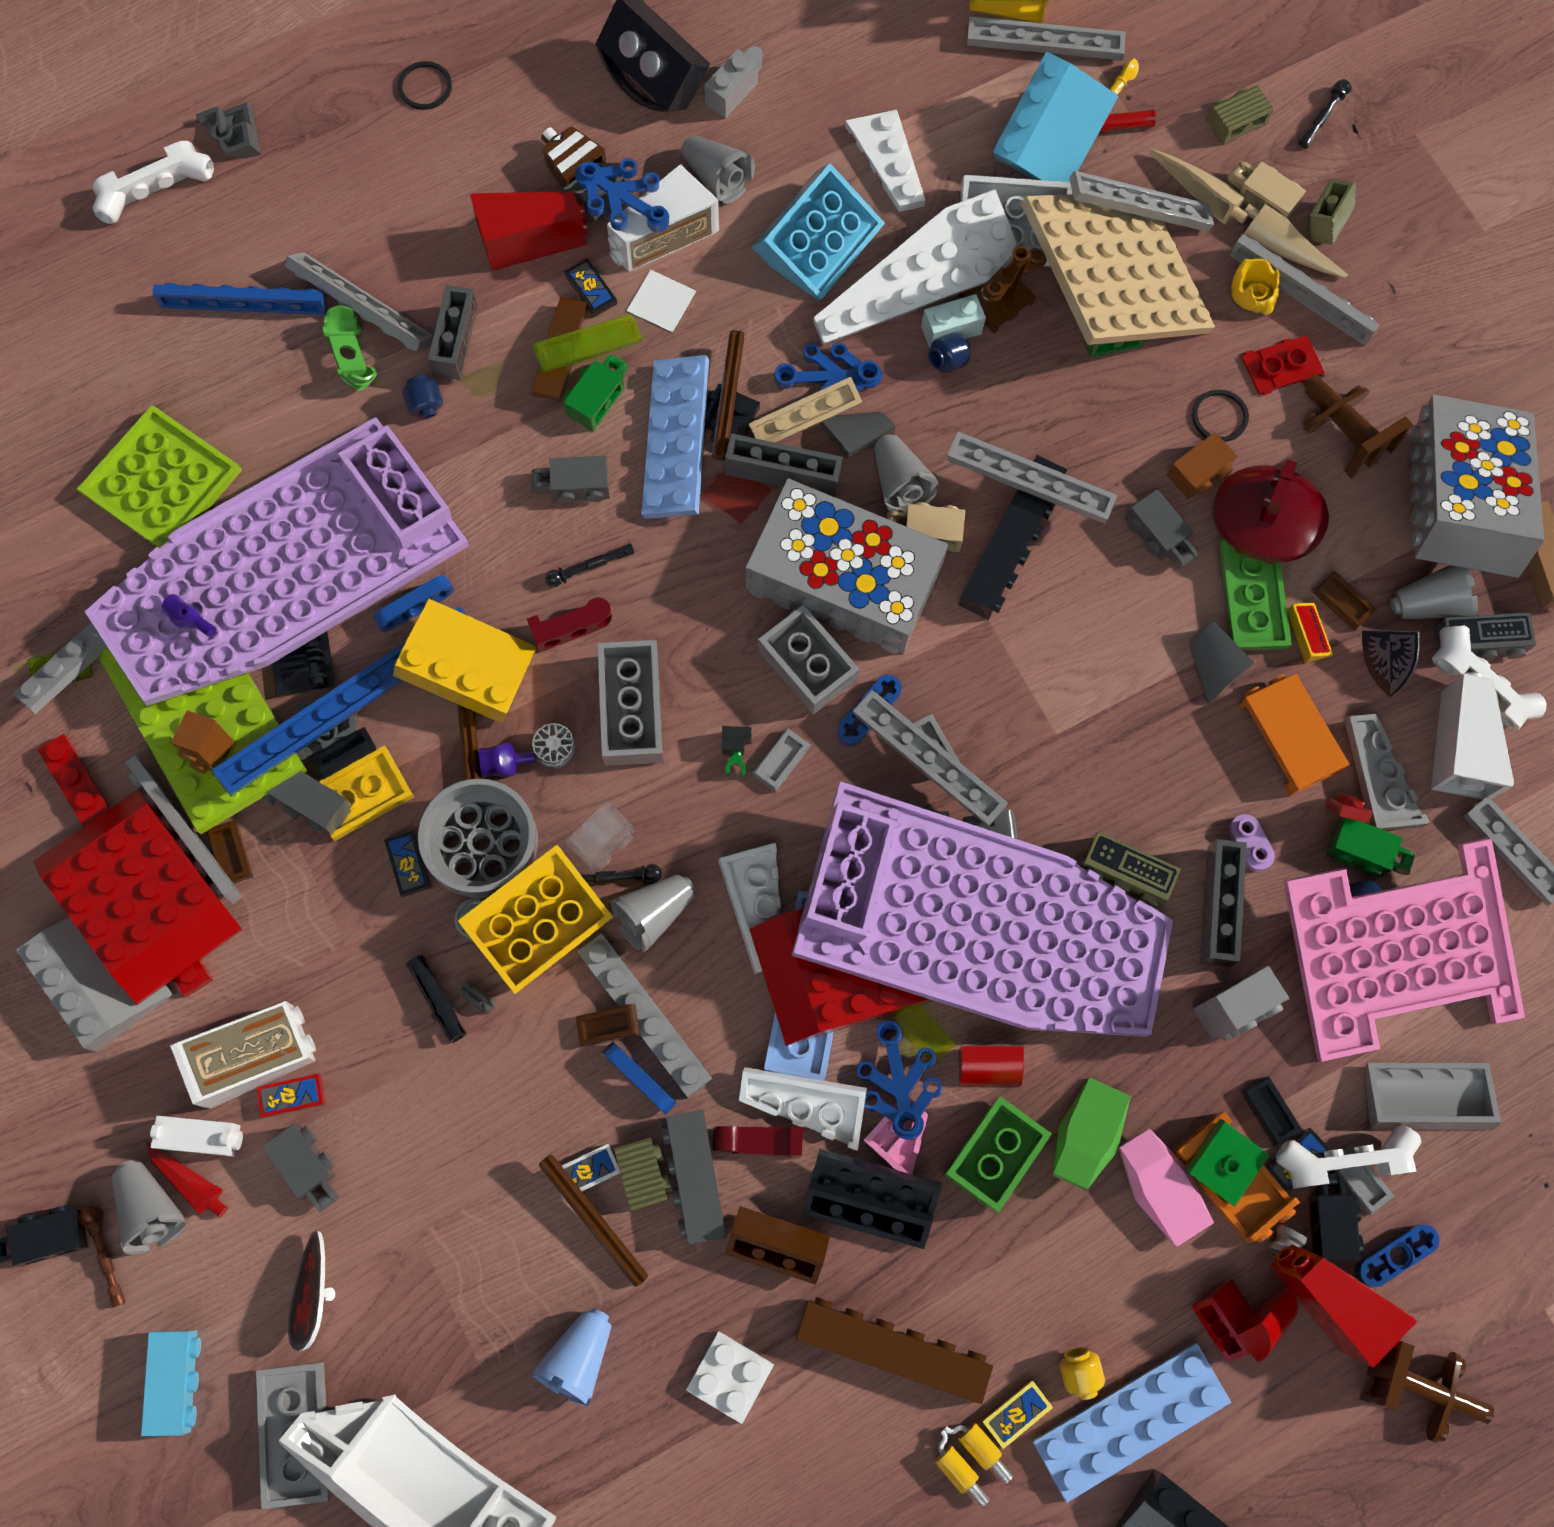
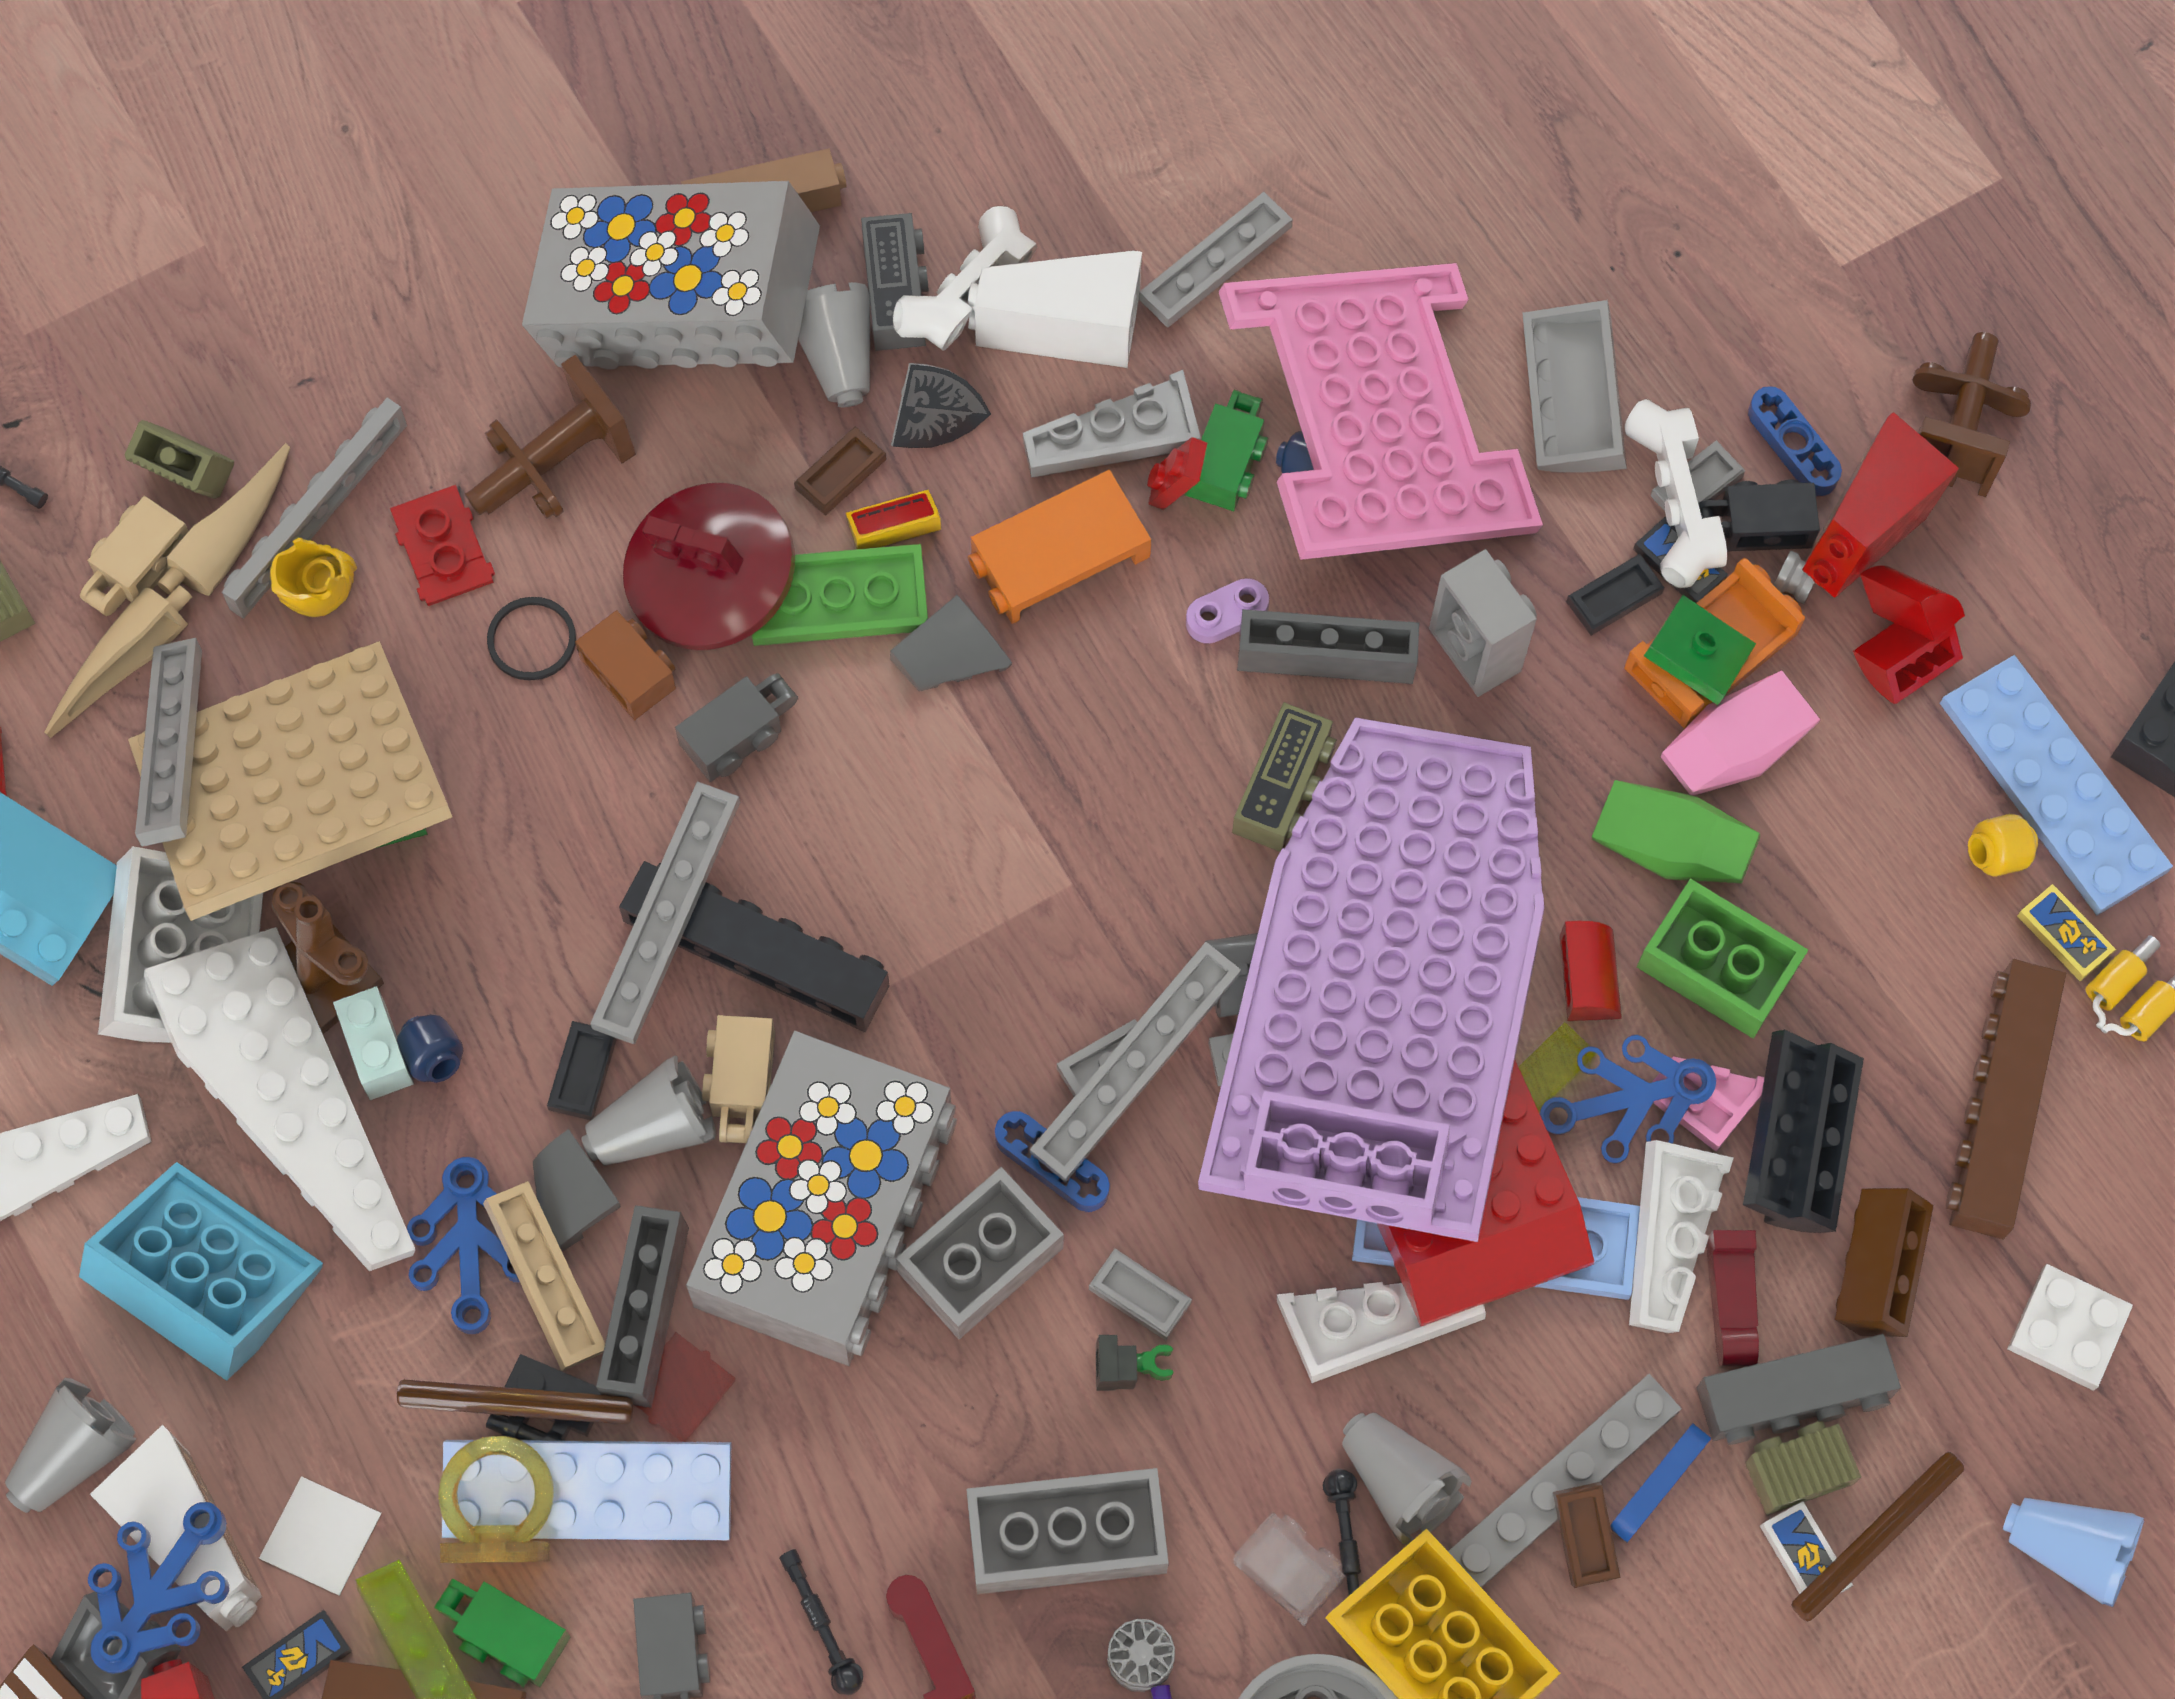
camera: 90 degrees left, 5 degrees down
(642, 381) = (495, 1542): none -> clear yellow tile
(930, 438) = (581, 1072): none -> black tile

